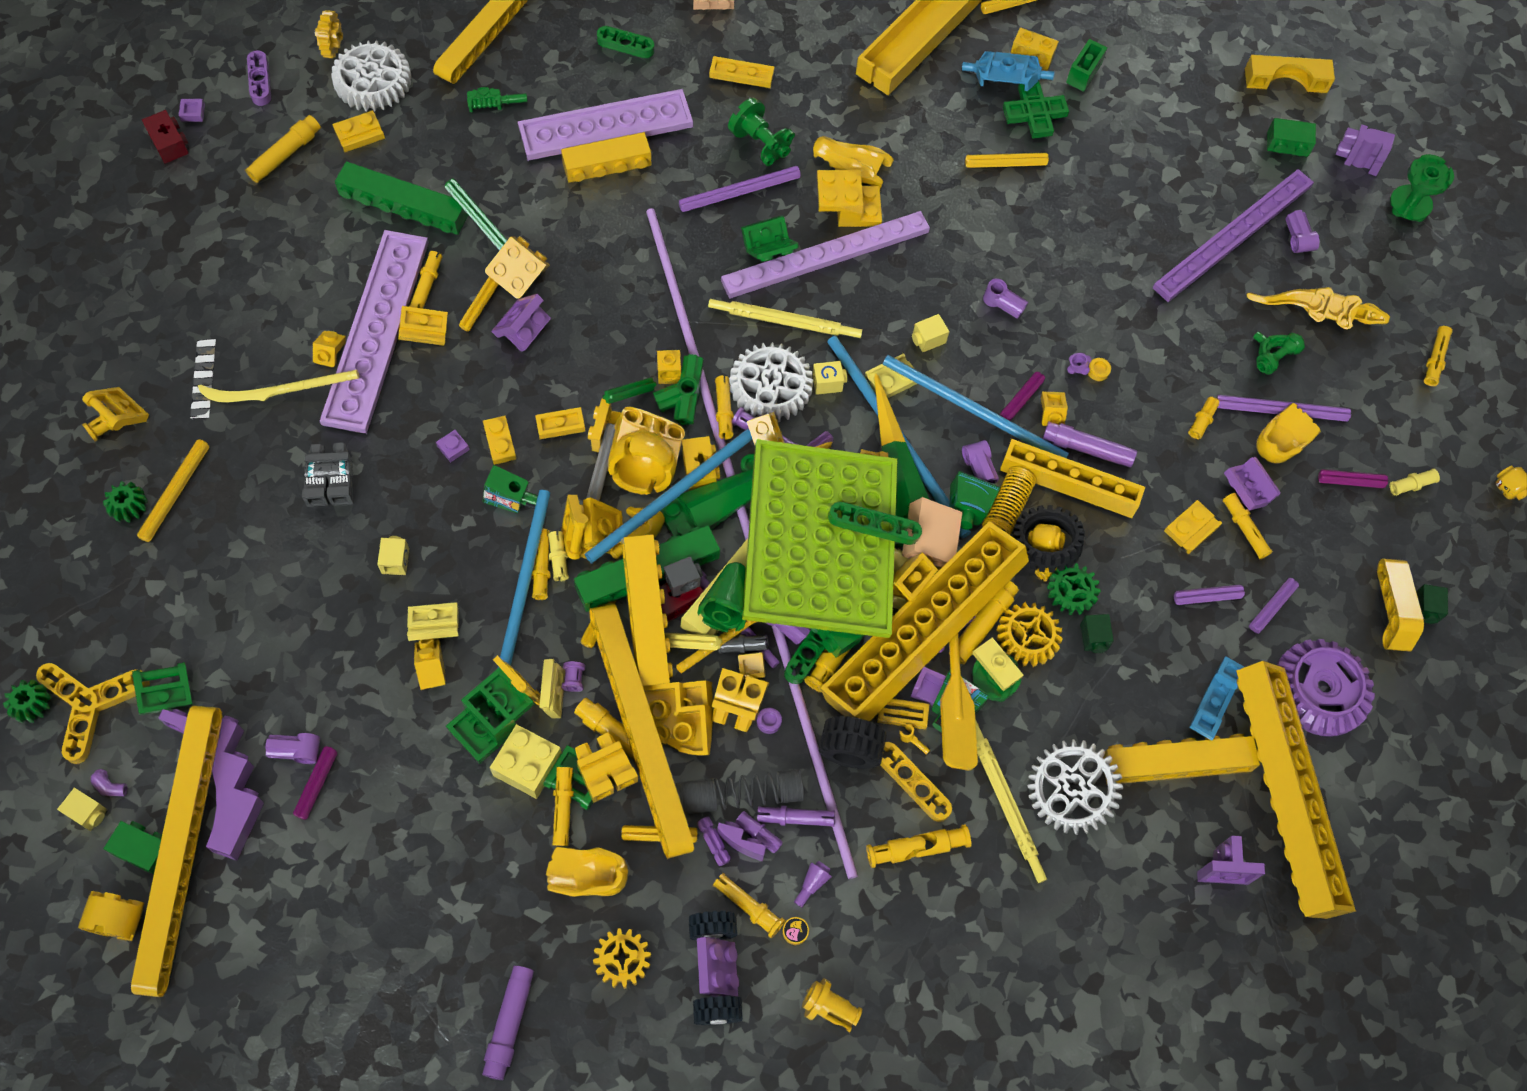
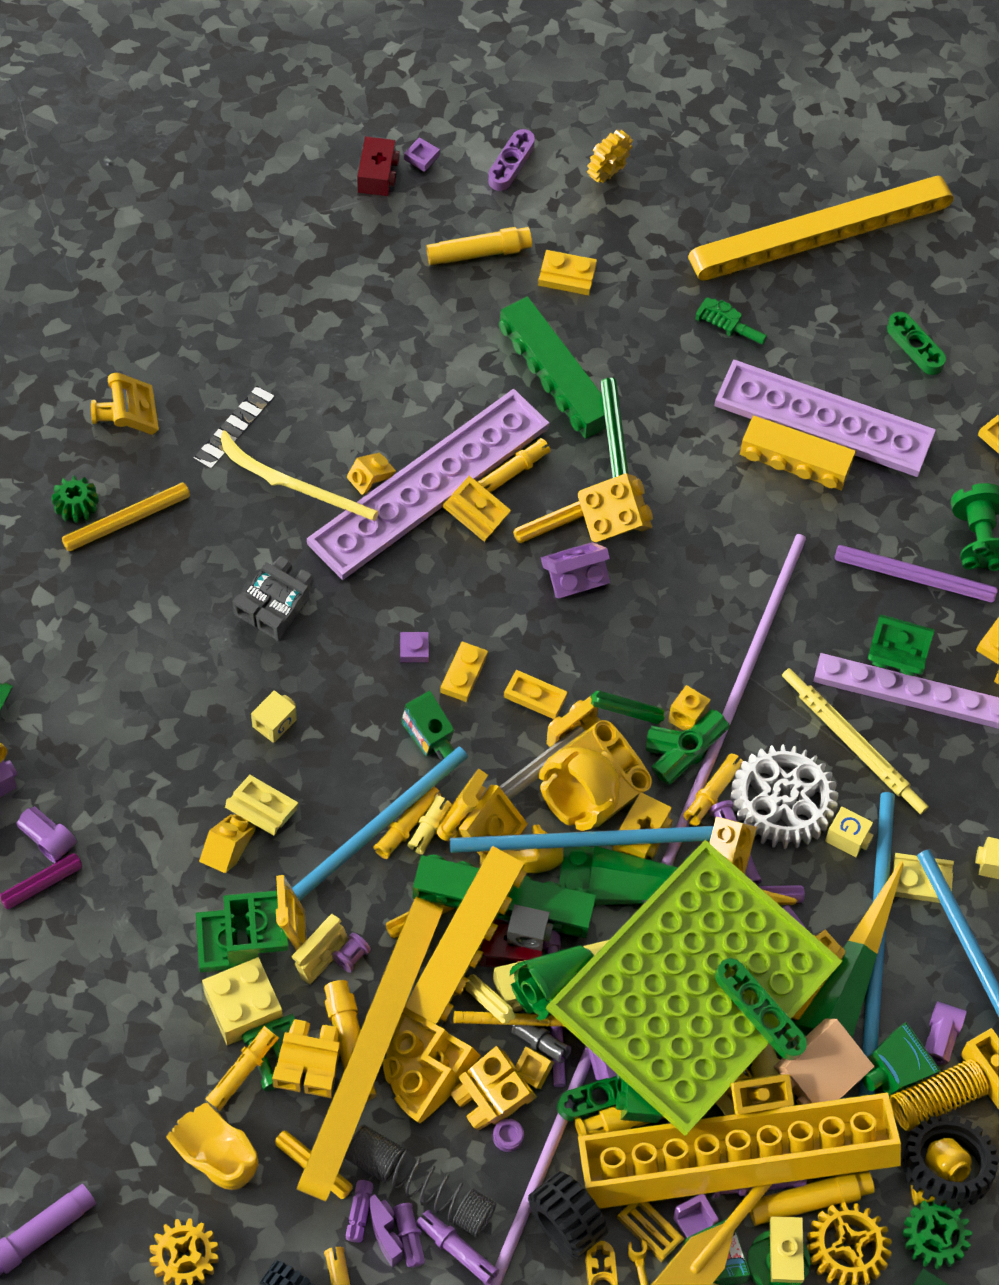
camera: 40 degrees right, 5 degrees down
(371, 75) = (622, 223): white gear -> none

